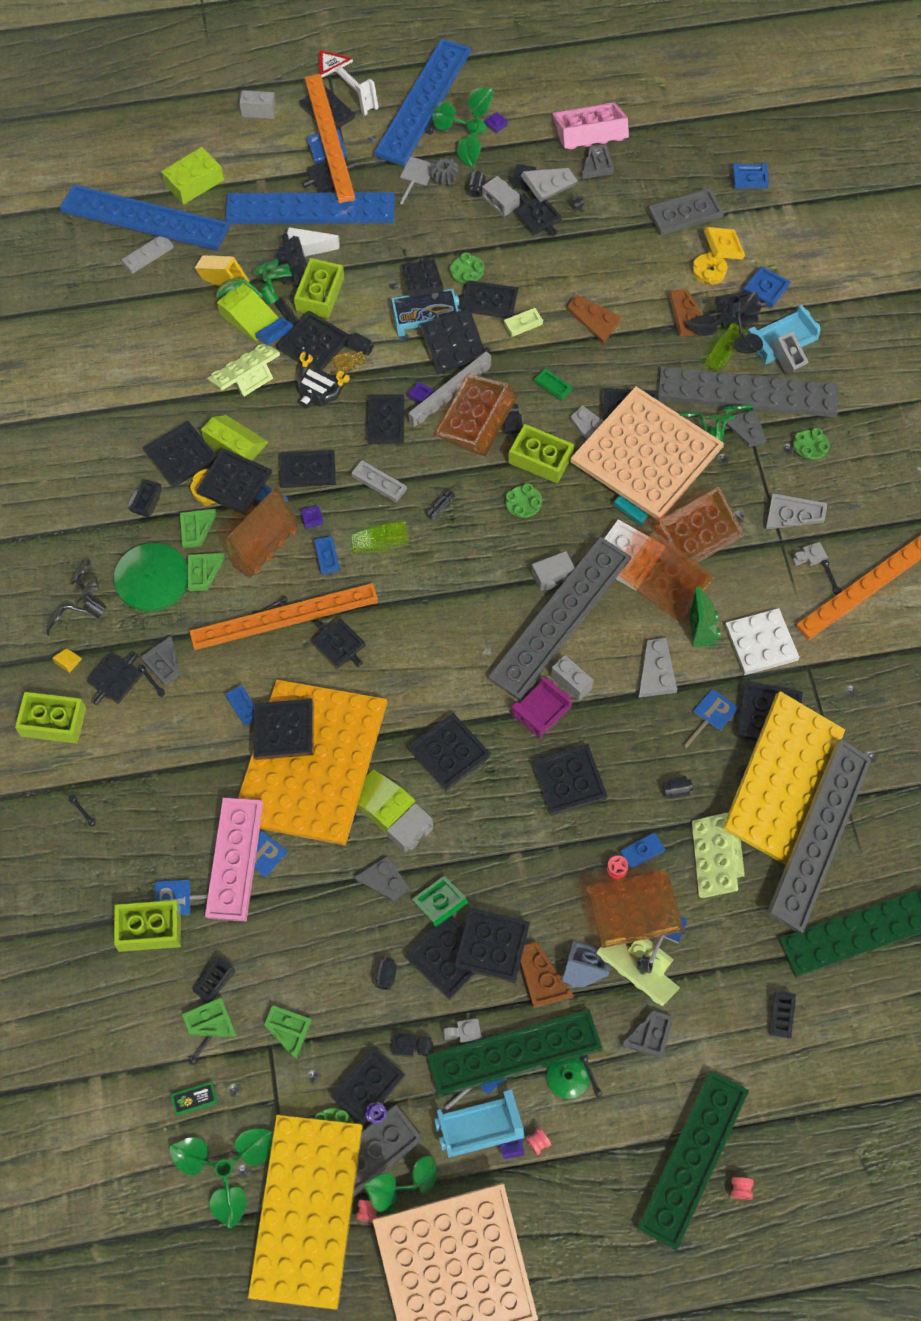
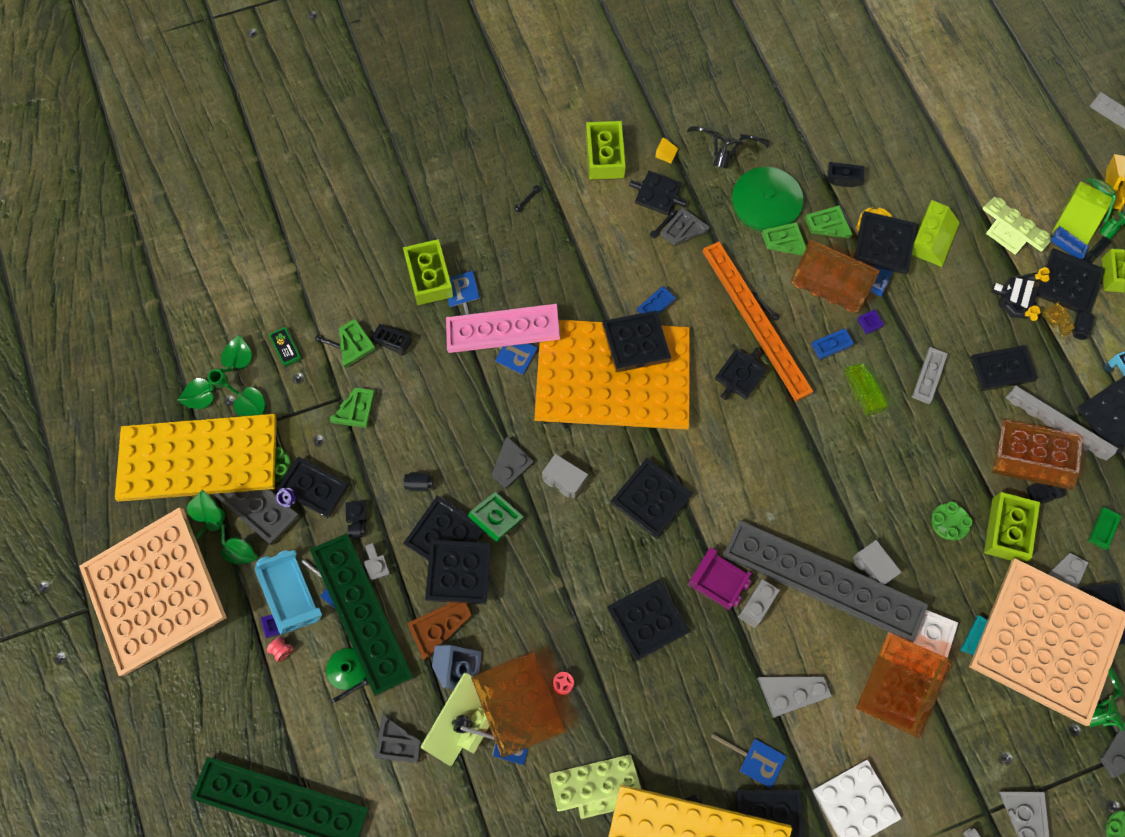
camera: 75 degrees right, 5 degrees up
(180, 454) = (902, 191): black plate -> none
(308, 469) = (922, 307): black plate -> none
(383, 800) = (587, 446): lime slope -> none
(420, 393) = (1046, 394): dark purple plate -> none
(440, 504) = (921, 439): black axle -> none
(642, 851) = (587, 707): blue plate -> none
(677, 787) = (662, 732): black brick -> none
(700, 525) = (976, 714): clear orange slope -> none
(703, 620) = (860, 733): green slope -> none

